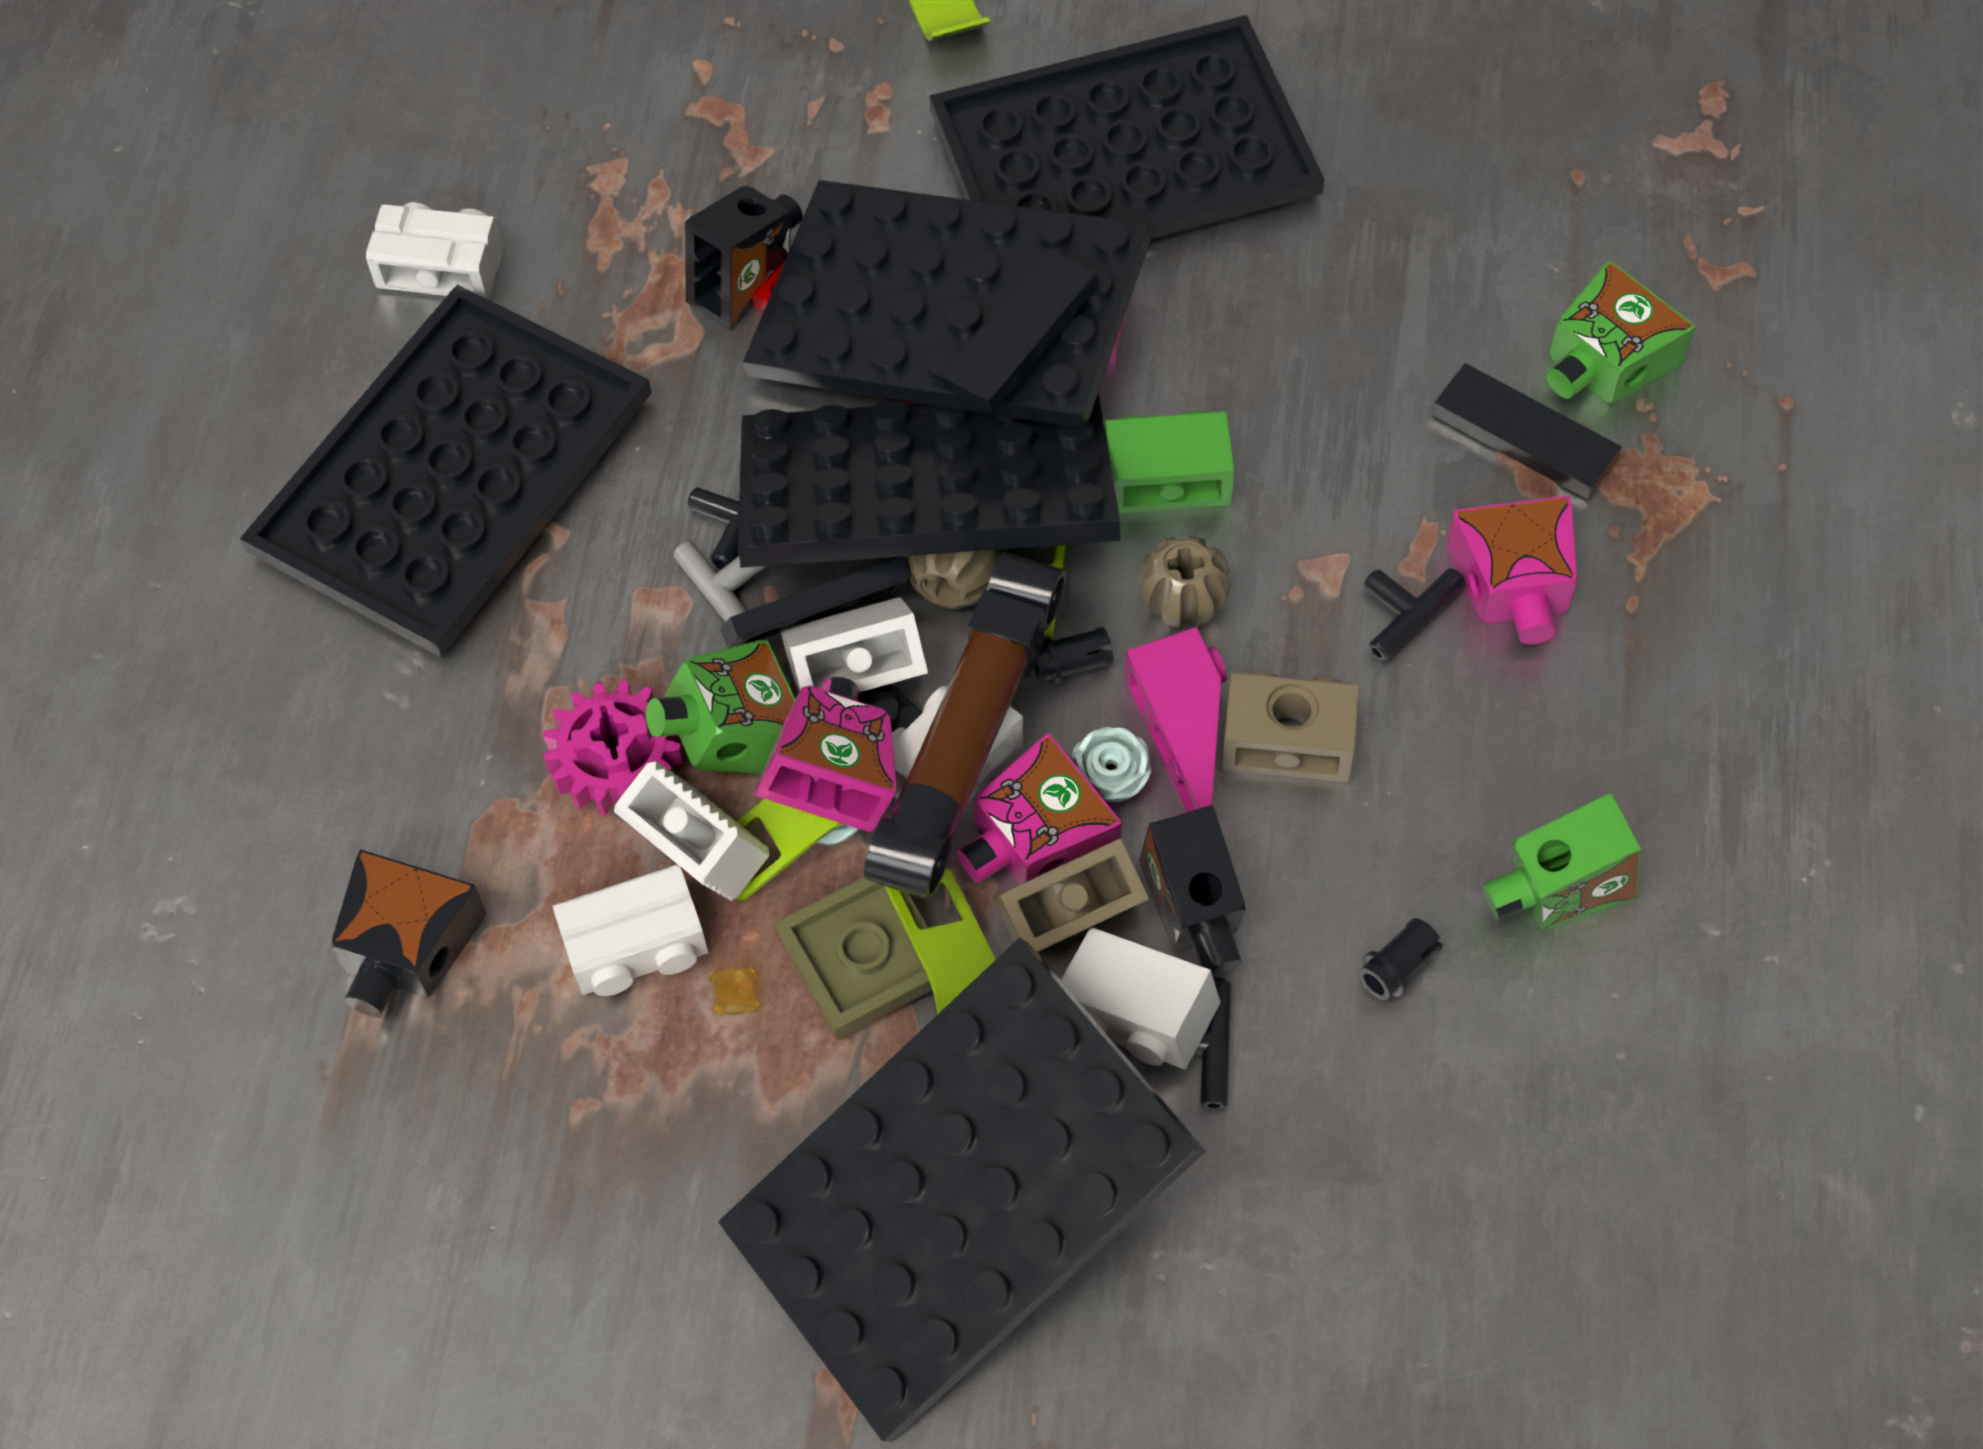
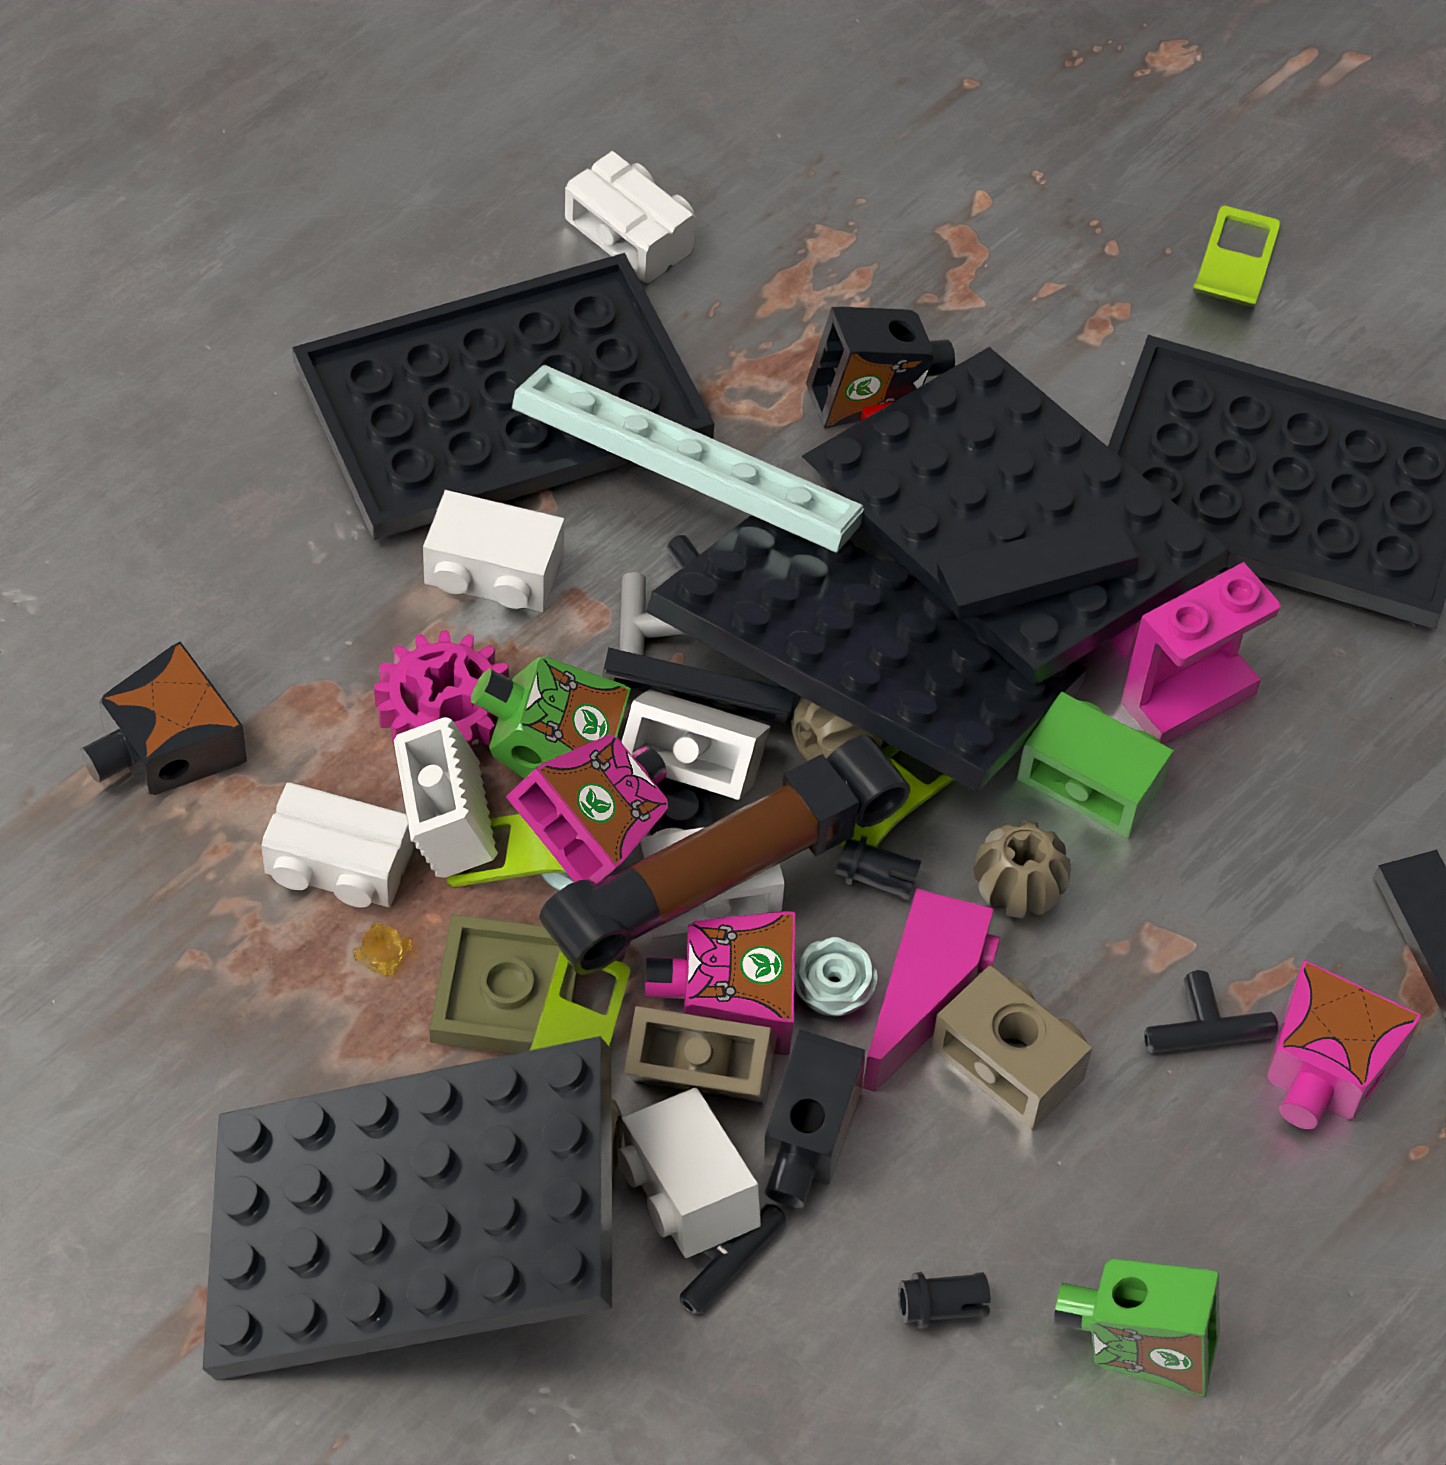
camera: 30 degrees right, 5 degrees down
(555, 601) = (493, 551): none -> white brick
(654, 420) = (689, 458): none -> light aqua tile
(1179, 325) = (1188, 654): none -> dark pink panel

